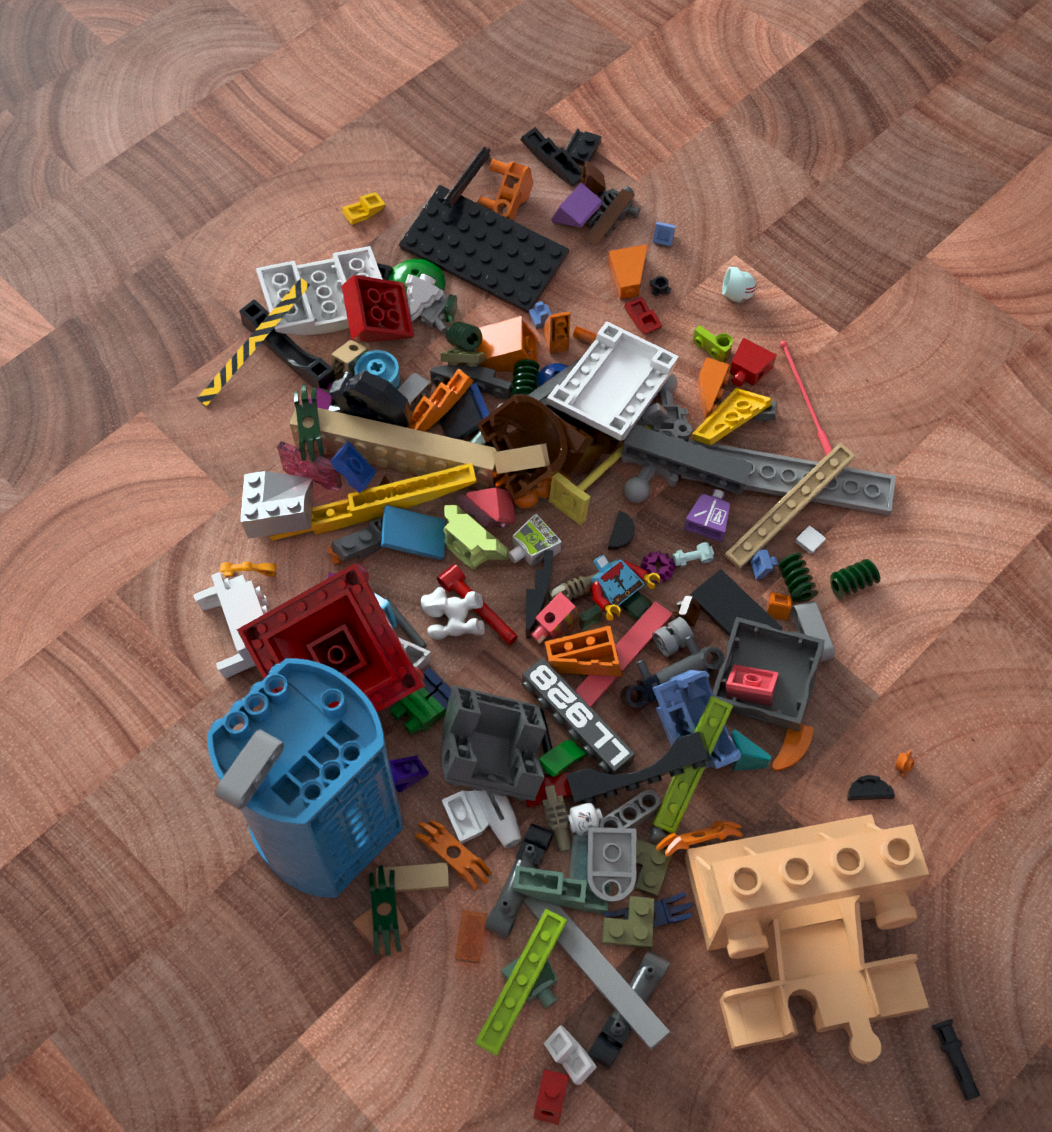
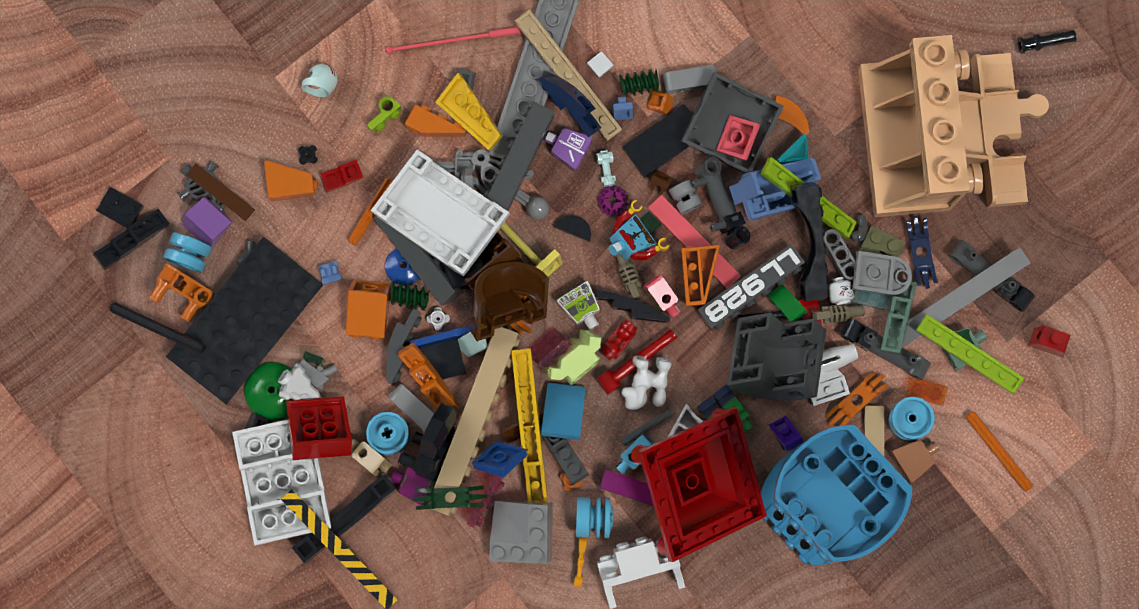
camera: 85 degrees left, 20 degrees up
(249, 769) = (870, 526): light grey beam -> none
(295, 569) = (593, 517): none -> medium azure wheel
(364, 209) = (173, 437): yellow slope -> none
(389, 922) = (917, 455): dark green piece -> none
(401, 1039) = (999, 451): none -> orange axle
(438, 930) = (903, 427): none -> medium azure wheel
(457, 355) = (378, 354): olive plate -> none
(464, 336) = (356, 347): dark green piece -> none
(496, 503) = (544, 337): coral slope -> none
(508, 589) = (625, 332): none -> red piece
(521, 458) = (521, 304): tan tile -> none
(544, 192) = (188, 250): none -> medium azure wheel
(557, 332) = (360, 258): orange slope -> none
(570, 1054) = (1021, 324): white slope -> none
(590, 617) = (659, 265): clear green tile -> none
(592, 178) = (176, 204): reddish brown slope -> none
(635, 931) = (936, 263): olive plate -> none
(664, 233) = (246, 141): medium blue tile -> none
(719, 830) = (867, 215): orange piece -> none
(751, 363) = (410, 85): red torso -> none
(761, 509) = (569, 96): none -> dark blue slope
(854, 576) = (643, 35): dark green piece -> none
(870, 788) = (831, 60): black tile -> none
(905, 763) = (814, 28): orange plate -> none

